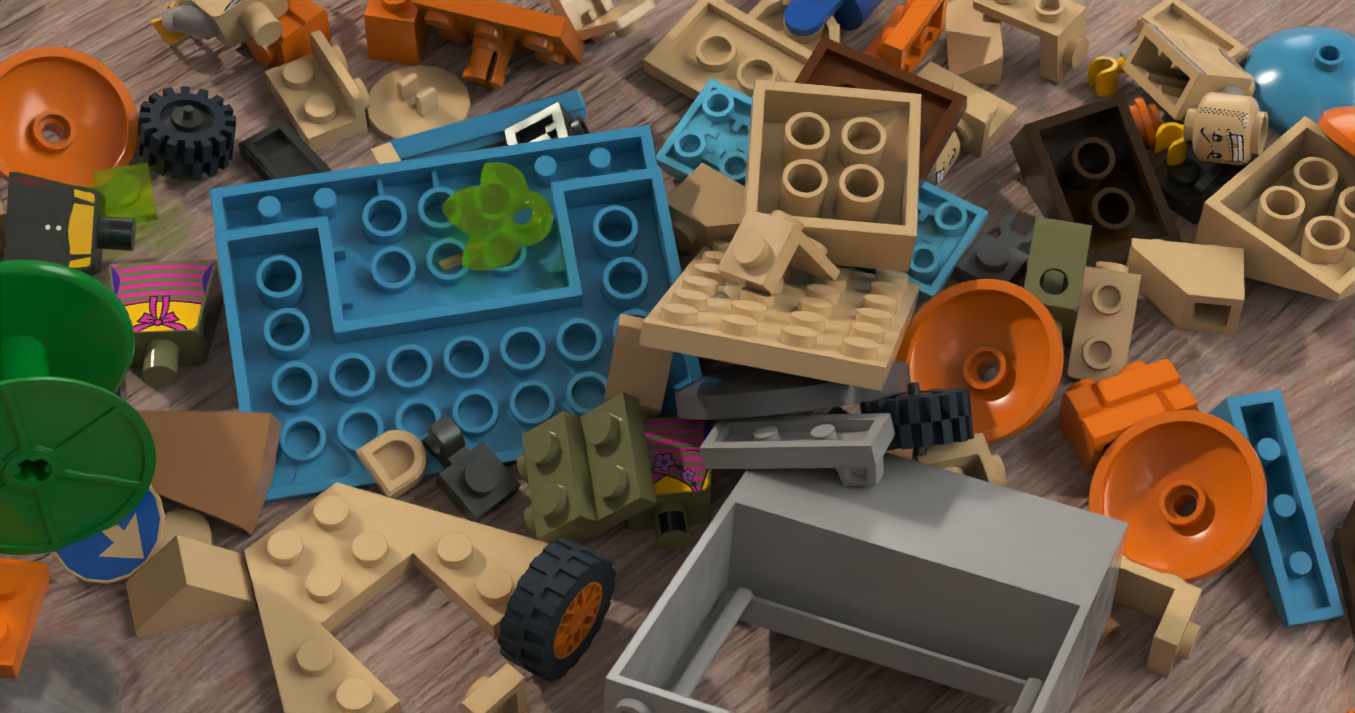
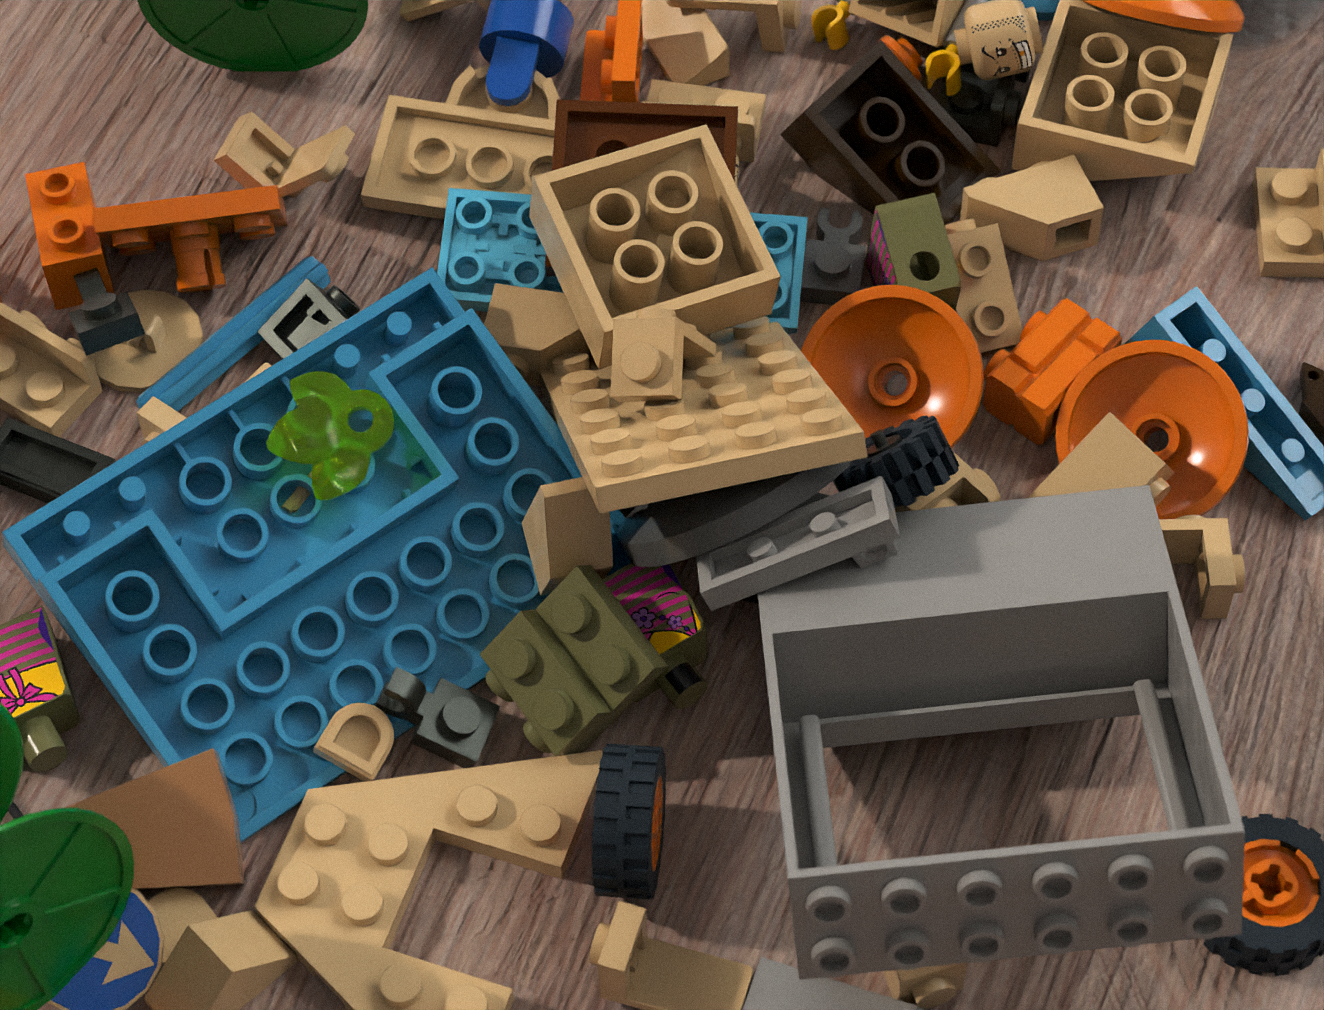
camera: 25 degrees left, 5 degrees up
(388, 69) = (103, 316): none -> pearl dark grey plate
(1130, 495) = (1108, 460): none -> tan slope

